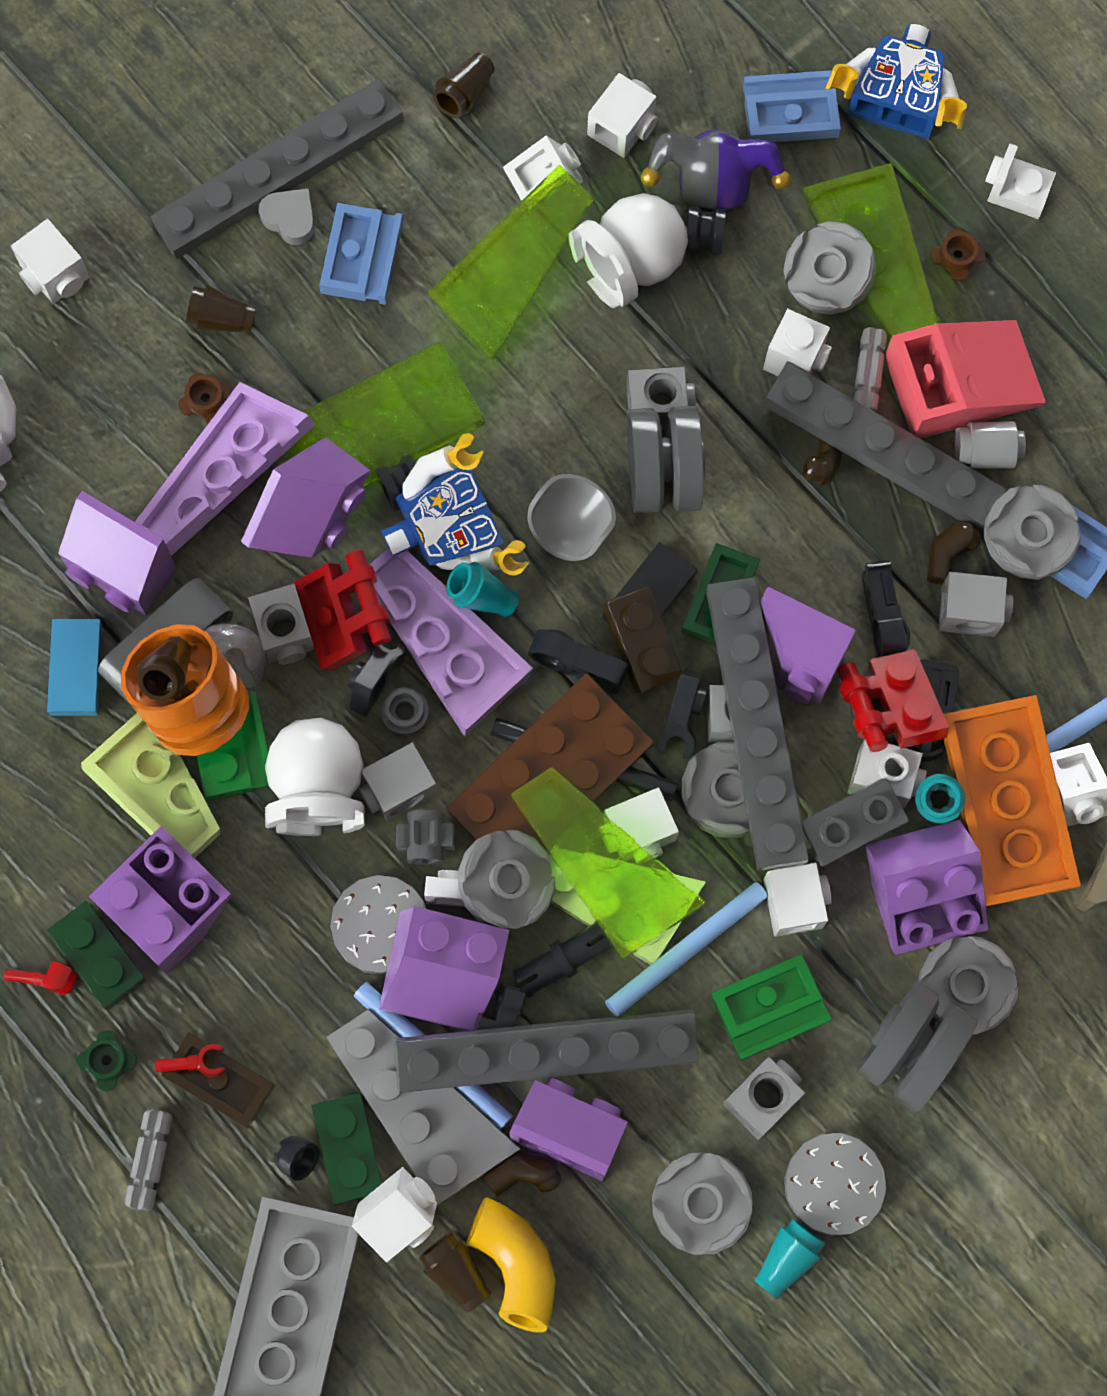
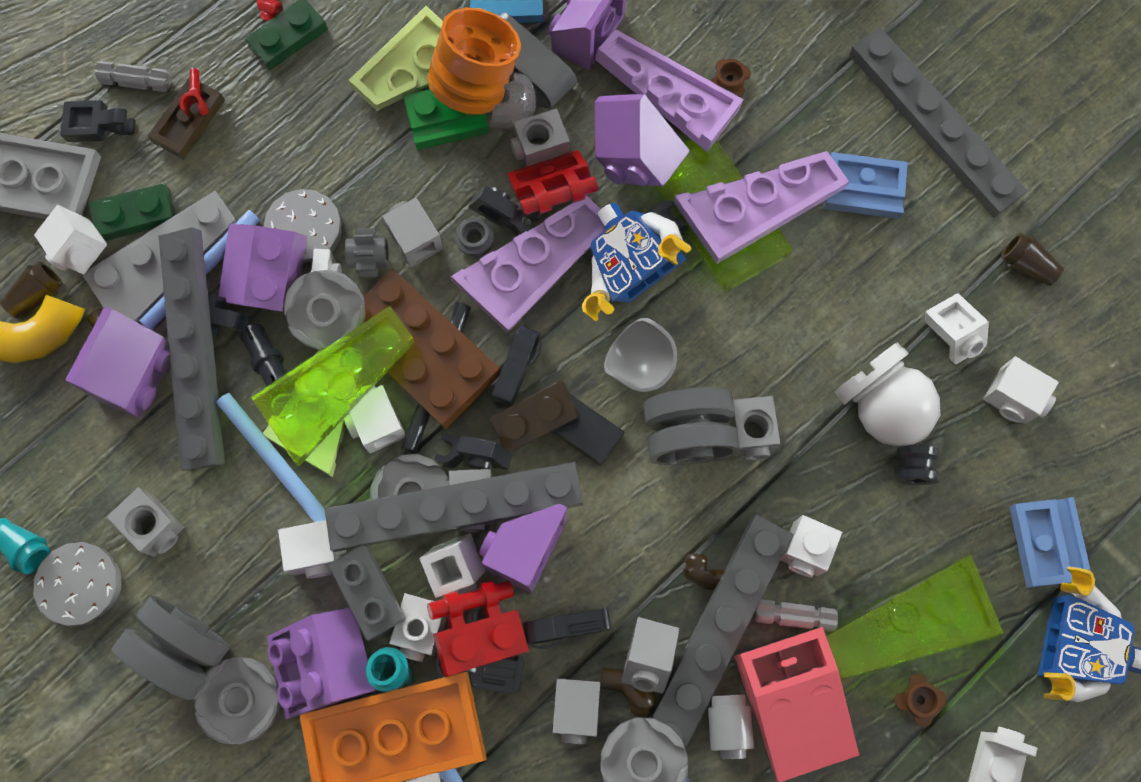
camera: 90 degrees right, 0 degrees up
(106, 1075) = (200, 38): dark green plate -> none
(162, 899) = (315, 62): medium lavender slope -> none
(165, 670) = (478, 32): dark brown cone -> none
(215, 1215) = (90, 119): none -> black plate
(219, 311) = (803, 81): dark brown cone -> none
(289, 214) = (895, 131): light grey tile -> none
(296, 1157) = (126, 174): black hinge -> none
(314, 773) = (412, 163): white tile -> none
(392, 375) = (746, 210): none -> lavender wing
(478, 589) = (571, 285): teal cone -> none
(505, 269) = (866, 299): clear neon green wing -> none
(702, 1203) = (71, 477): light grey tile -> none
(715, 166) = (979, 472): piece -> none
(723, 566) = (597, 486): dark green plate -> none
(770, 1007) = (222, 529): green plate -> none
(819, 731) = (453, 566): none -> white brick
(830, 268) = (892, 578): light grey tile -> none
(918, 521) = (650, 655): none -> light grey brick

